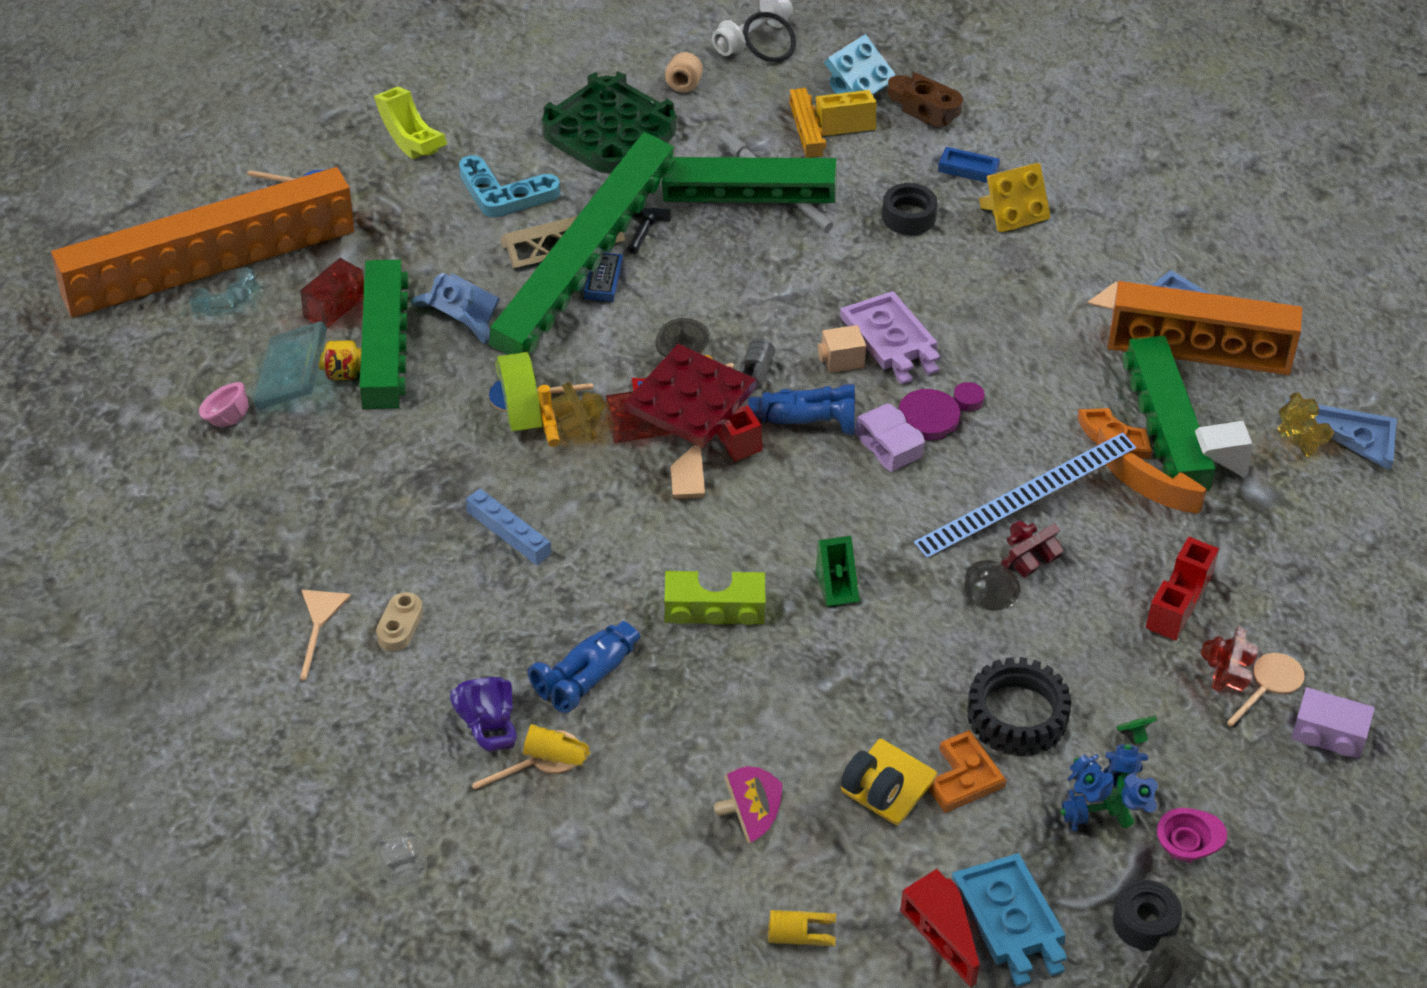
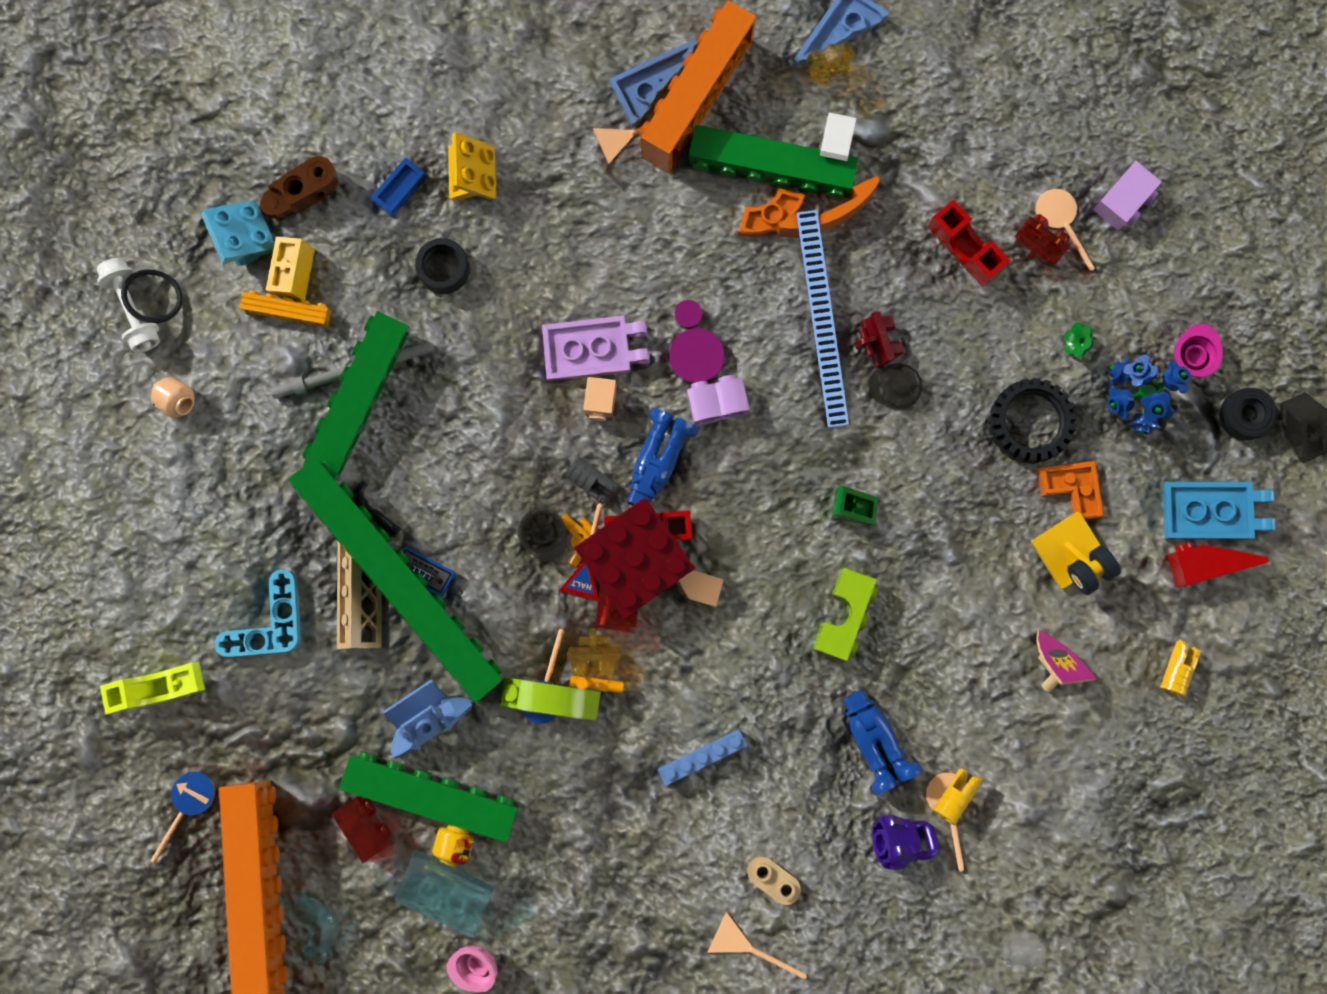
camera: 65 degrees left, 35 degrees up
(606, 121) = (214, 493): dark green tile -> none

